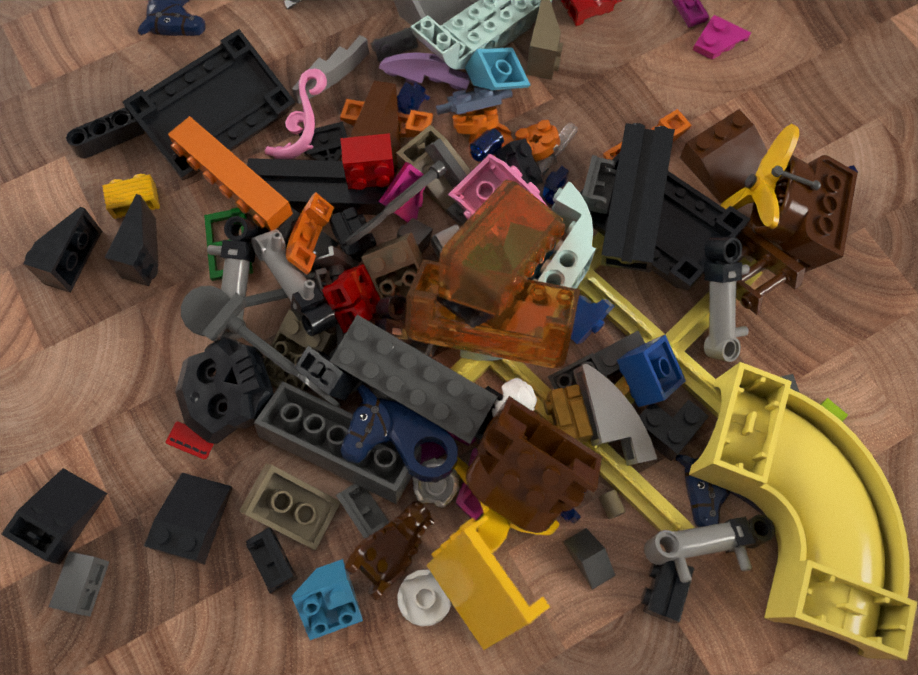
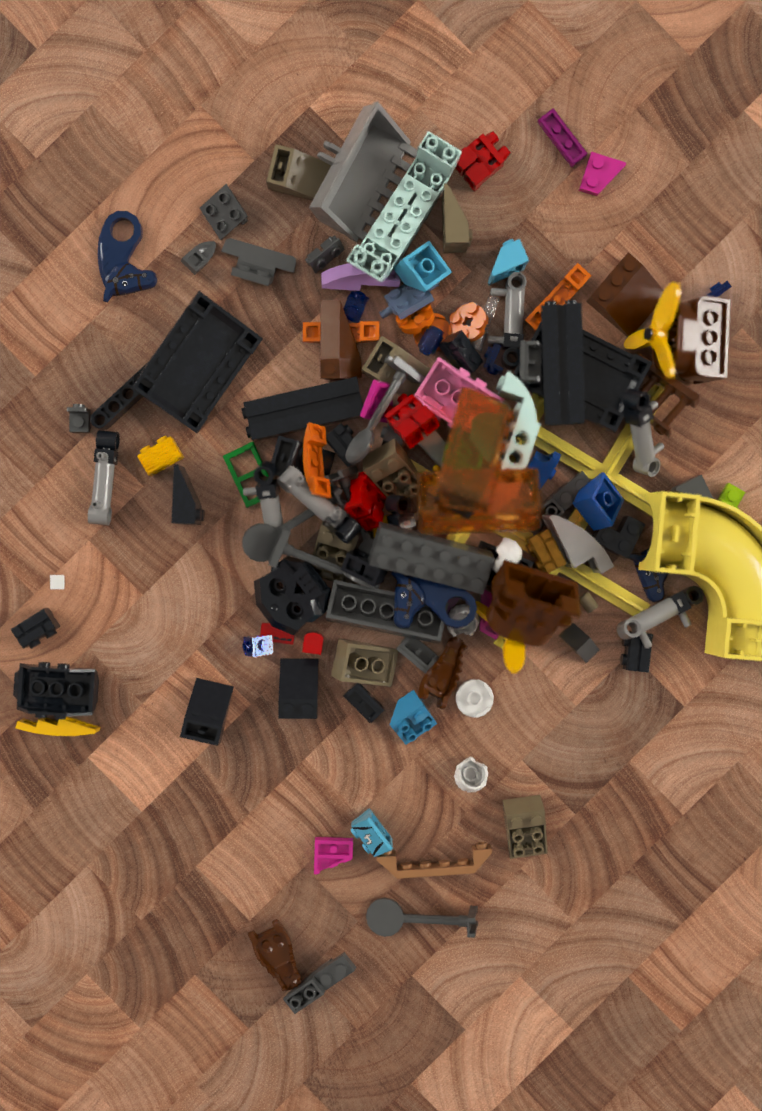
camera: 15 degrees left, 20 degrees up
(55, 140) = (79, 419): none -> dark grey bracket
(64, 250) = (130, 523): black slope -> none
(67, 183) = (106, 458): none -> light grey piece
(79, 584) = (240, 751): dark grey hinge -> none
(159, 446) = (258, 645): none -> clear blue bracket
(230, 174) = (238, 426): orange brick -> none
(230, 460) = (313, 642): none -> red piece
(256, 15) = (199, 256): none -> dark grey plate
(295, 118) = (277, 350): bright pink plant -> none
(316, 34) = (256, 262): none -> dark grey plate
(327, 142) = (297, 366): black slope -> none
(337, 66) = (276, 301): light grey slope -> none
(367, 161) = (345, 388): red piece -> none
(436, 211) = (410, 419): none -> red hips
(481, 587) = (514, 690): yellow panel -> none
(592, 143) = (512, 320): none -> light grey piece
(596, 89) = (509, 260): none -> medium azure slope
(777, 171) = (668, 328): dark grey hinge -> none

